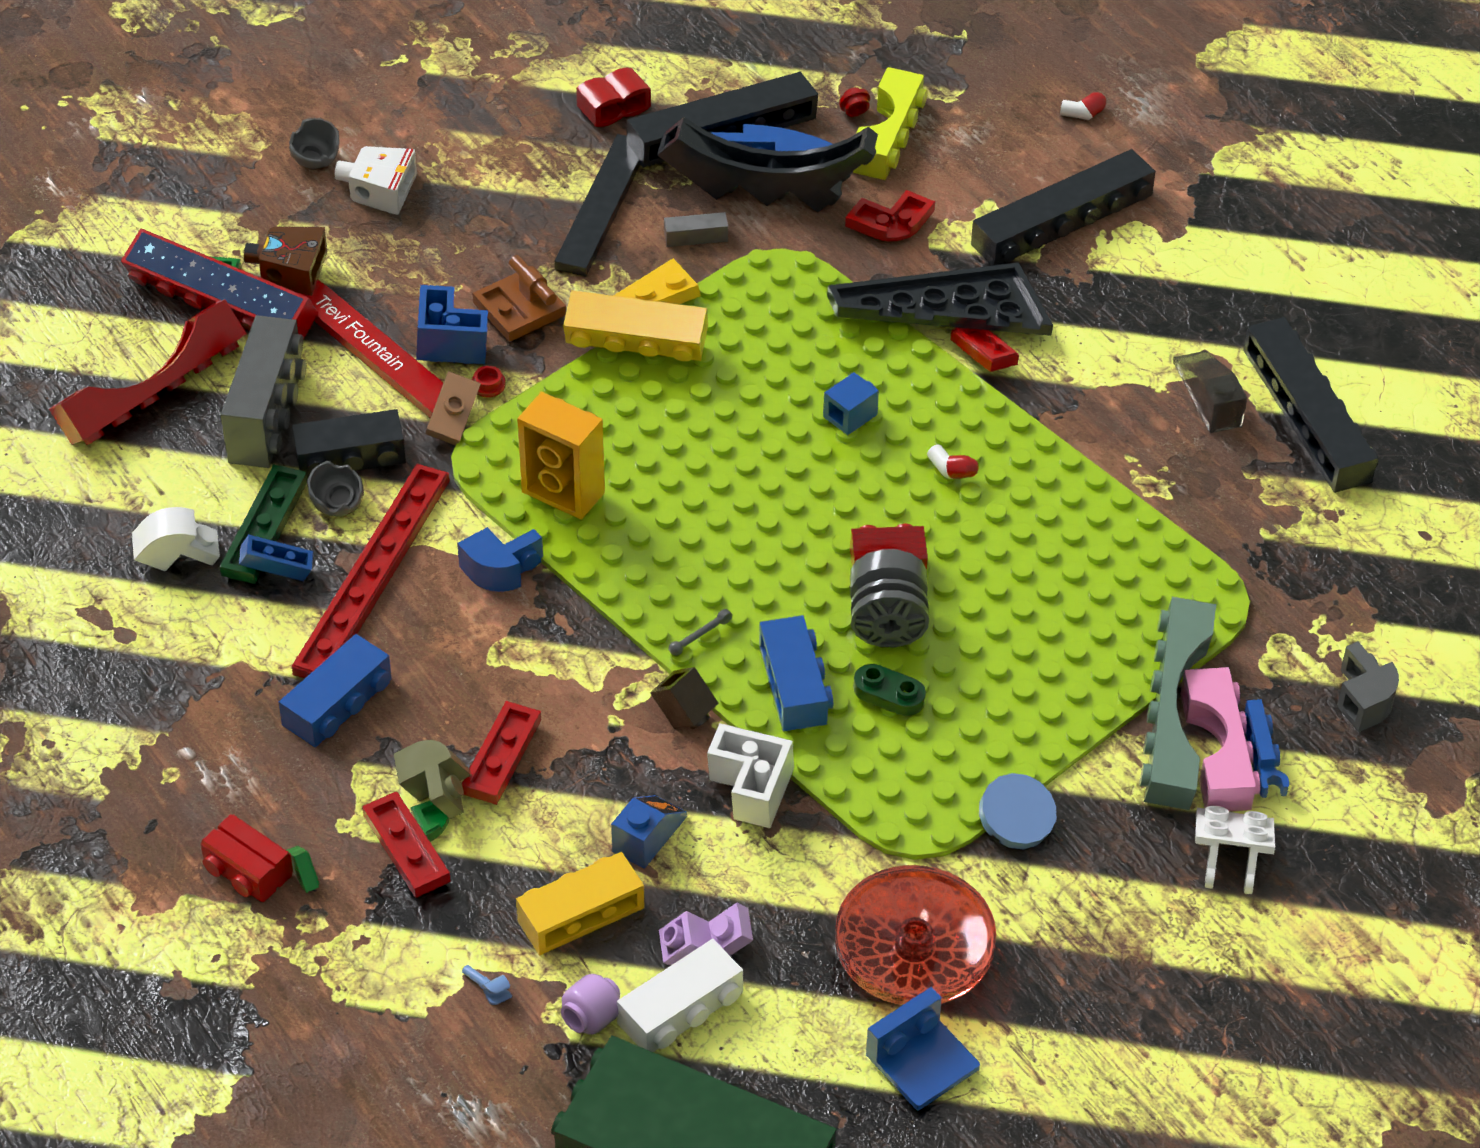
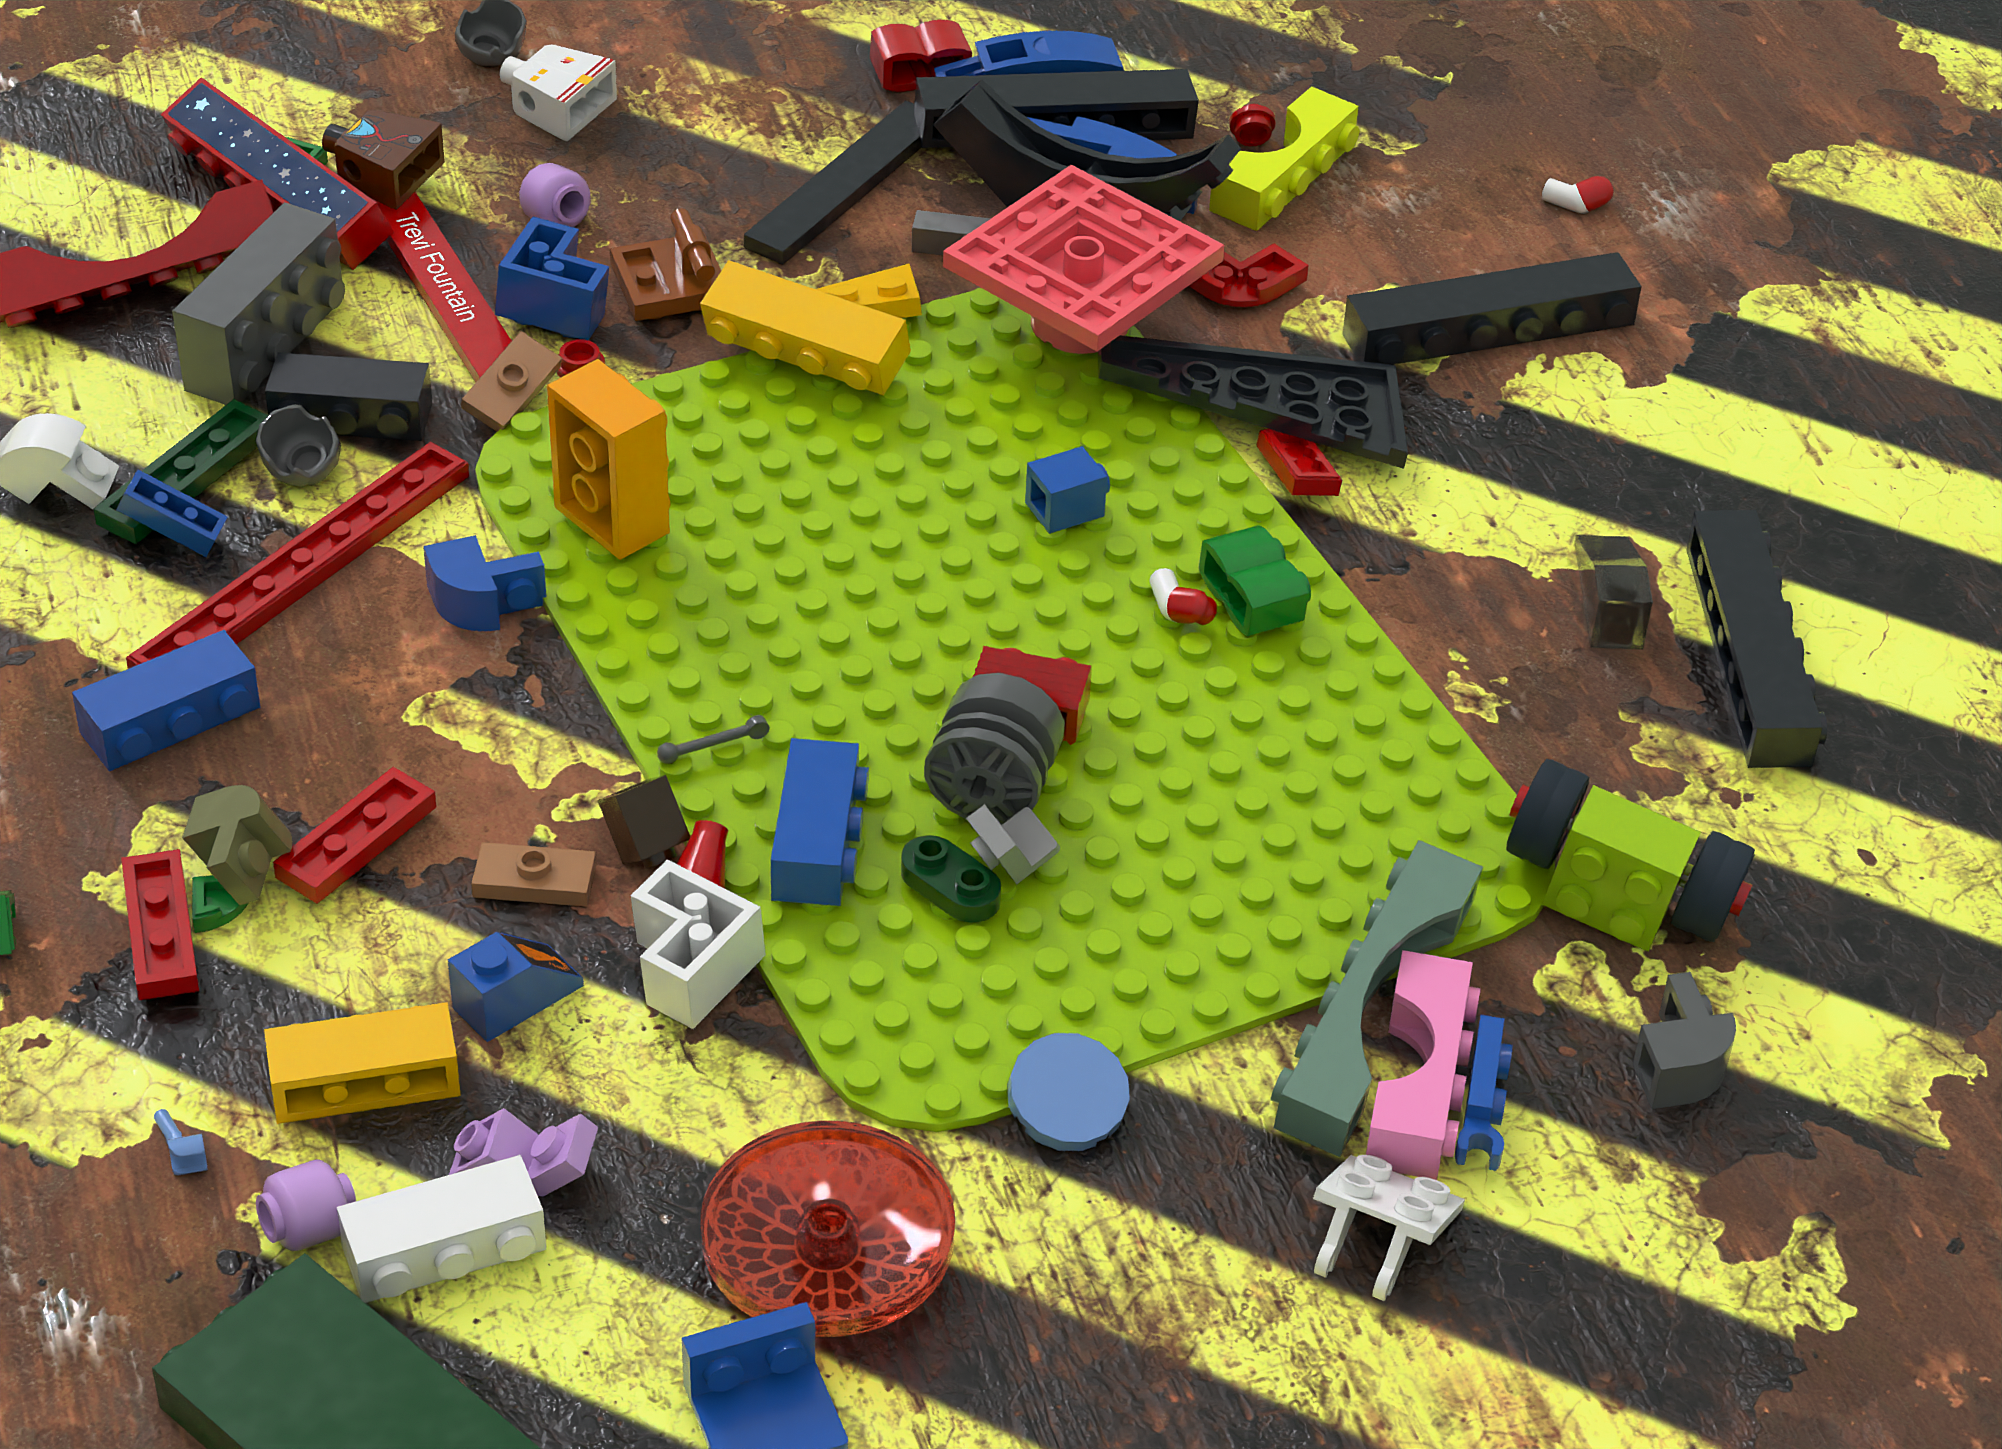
camera: 15 degrees right, 5 degrees down
(416, 262) = (555, 194): none -> lavender head
(624, 750) = (534, 874): none -> medium nougat plate
(694, 84) = (1037, 54): none -> blue slope
(732, 710) = (706, 851): none -> red cone
(804, 237) = (1082, 259): none -> coral piece
(922, 657) = (1017, 845): none -> light grey bracket
(994, 439) = (1254, 580): none -> green brick
(1293, 579) = (1624, 860): none -> brick

